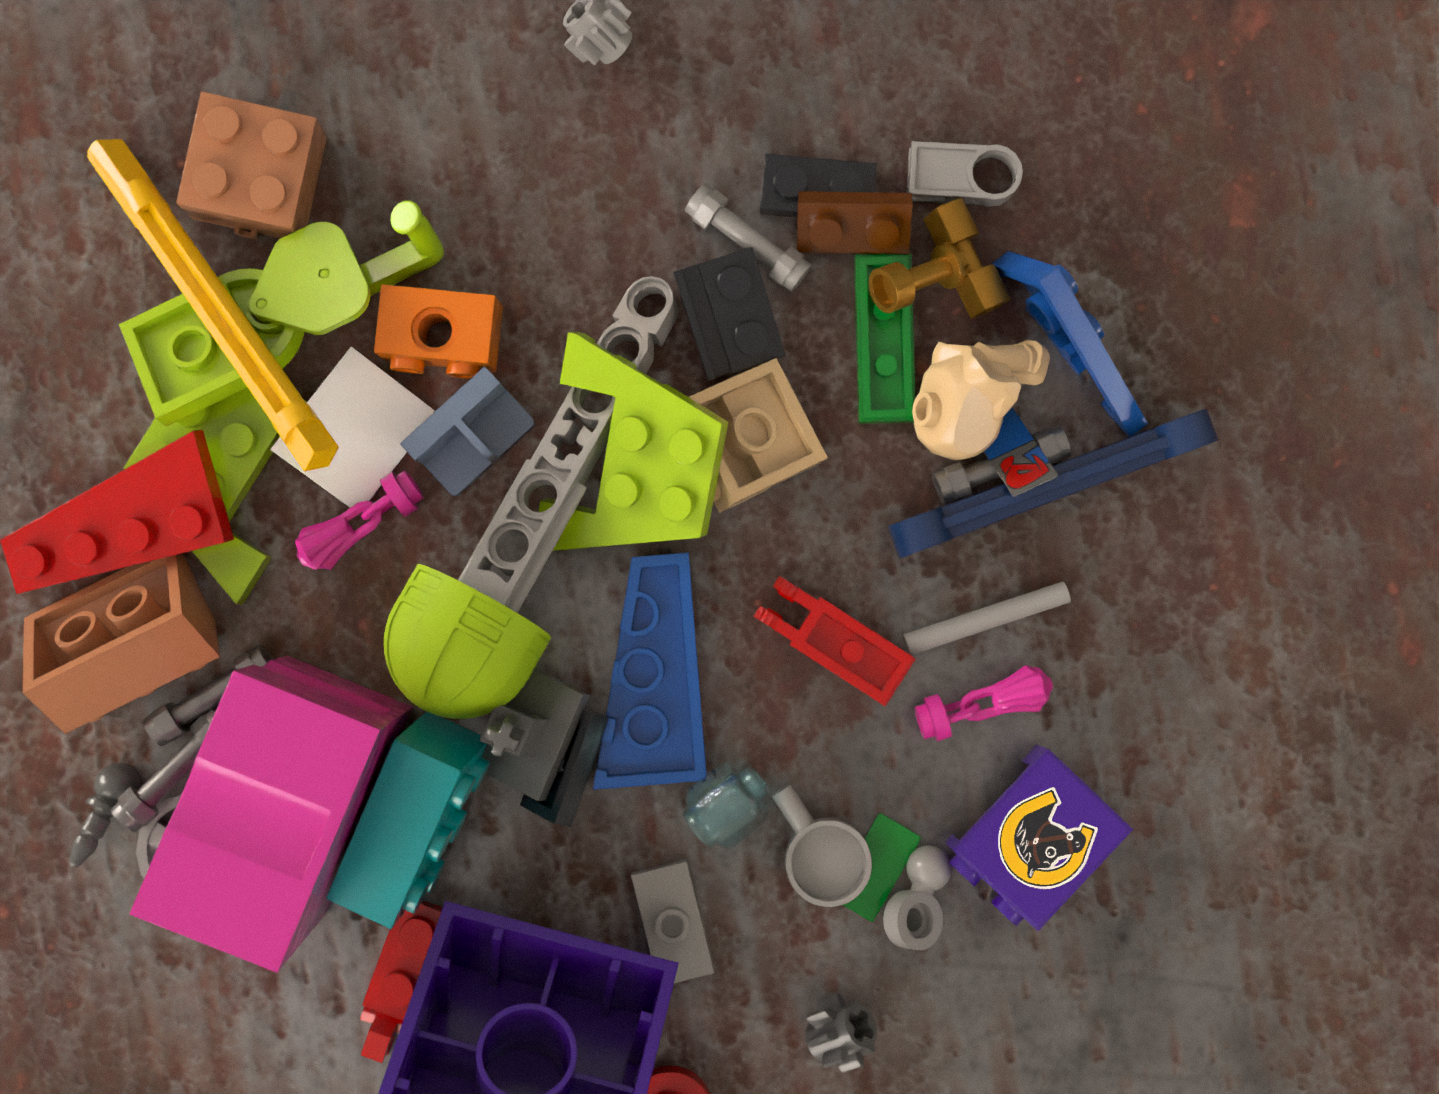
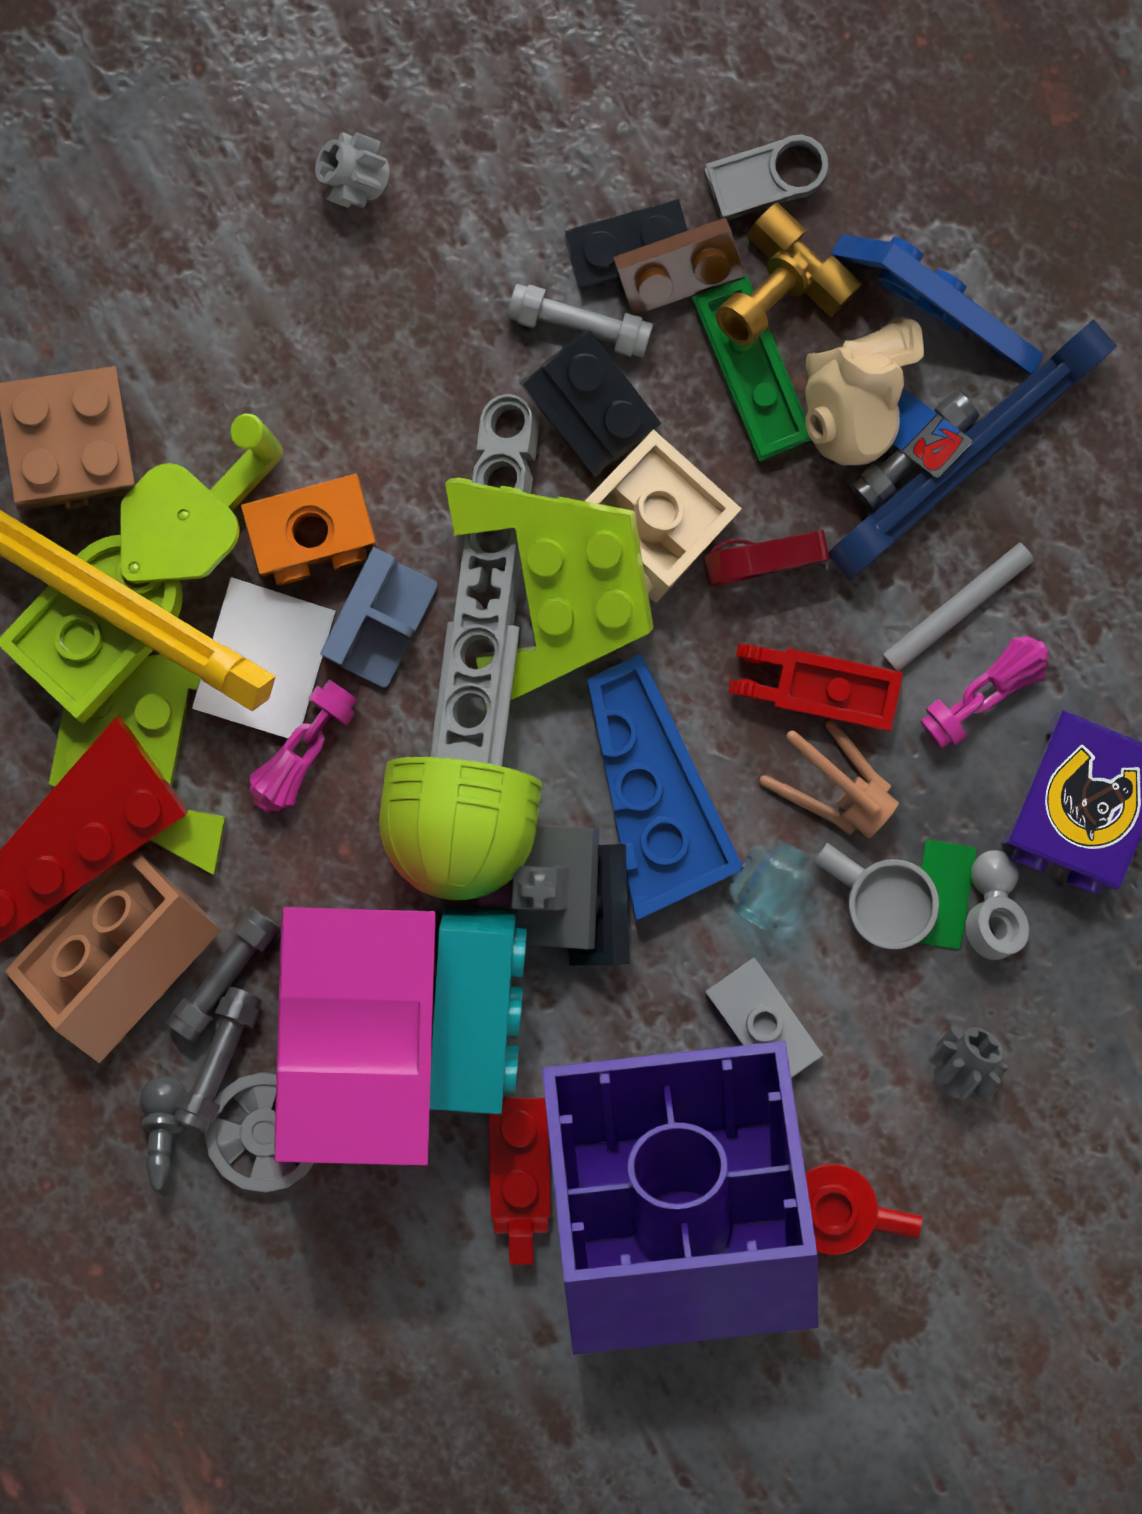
camera: 30 degrees left, 0 degrees up
(831, 508) = (764, 558): none -> dark red piece
(835, 762) = (863, 803): none -> nougat plant

